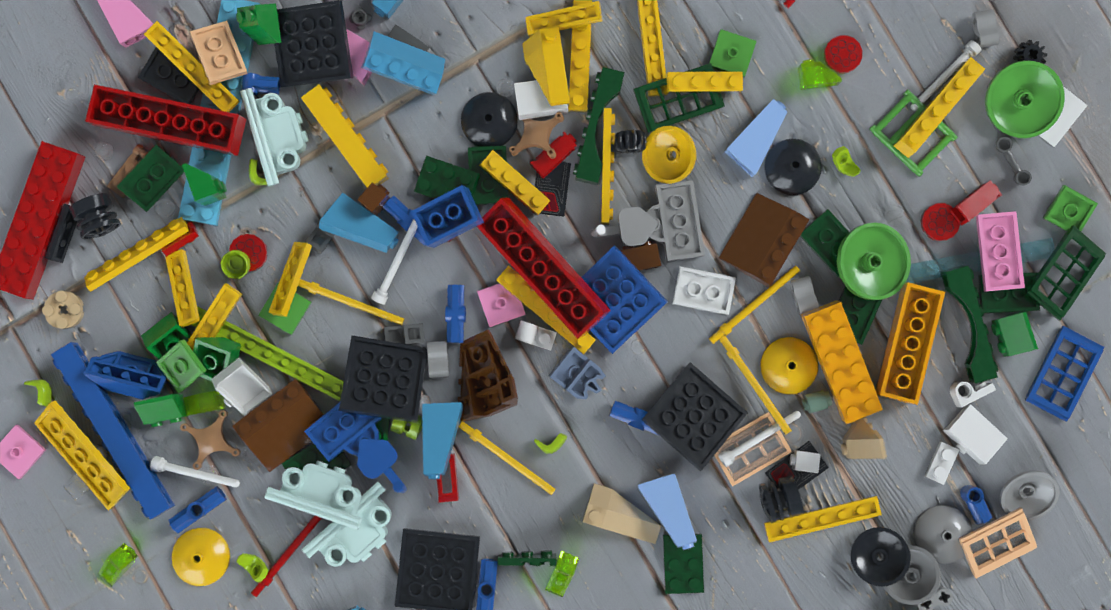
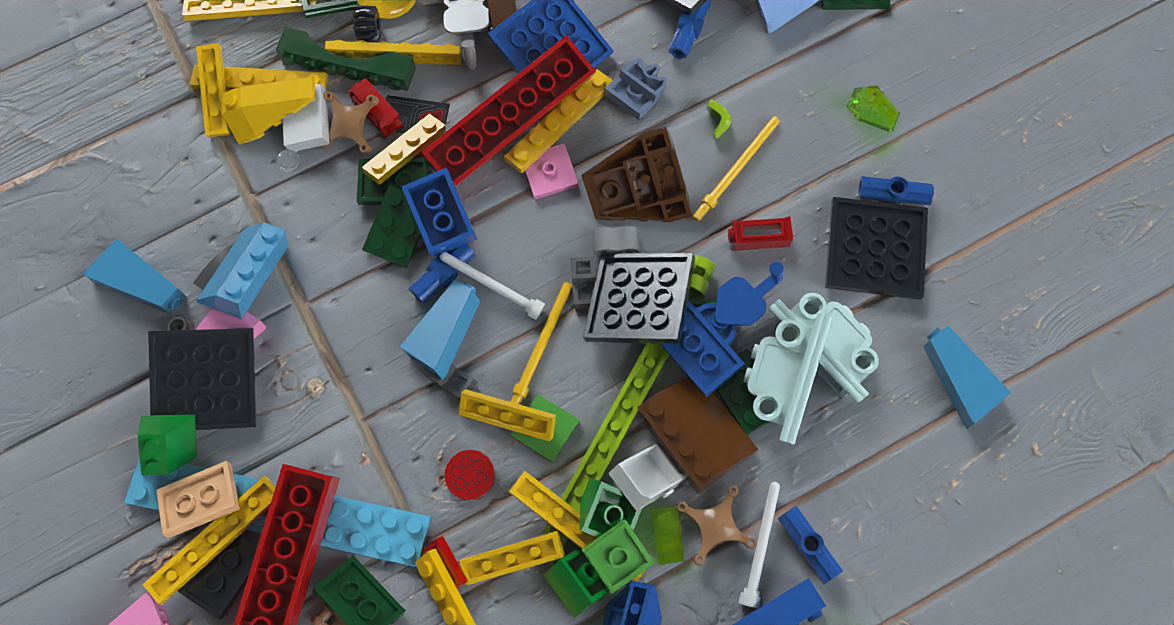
camera: 85 degrees left, 15 degrees down
(161, 409) = (675, 589): green slope -> none
(204, 187) = (372, 517): green slope -> none
(213, 555) = (859, 557): yellow dish -> none
(235, 264) = (484, 483): lime hair -> none
(253, 173) = (366, 463): lime hair -> none
(253, 565) = (883, 470): lime hair -> none
(261, 84) = (247, 461): blue piece -> none
(275, 133) = (315, 433): light aqua brick -> none
(286, 555) = (897, 457): red bar -> none
(344, 137) = (329, 347): yellow brick -> none
(374, 198) = (409, 304): reddish brown brick -> none
(439, 434) = (713, 232): dark azure slope -> none
(455, 313) = (560, 220): blue piece -> none
(493, 132) = (331, 192): black dish -> none
(509, 559) = (857, 130): dark green wing -> none
(535, 335) = (589, 134): white plate -> none
(614, 513) = (799, 55): tan wedge -> none

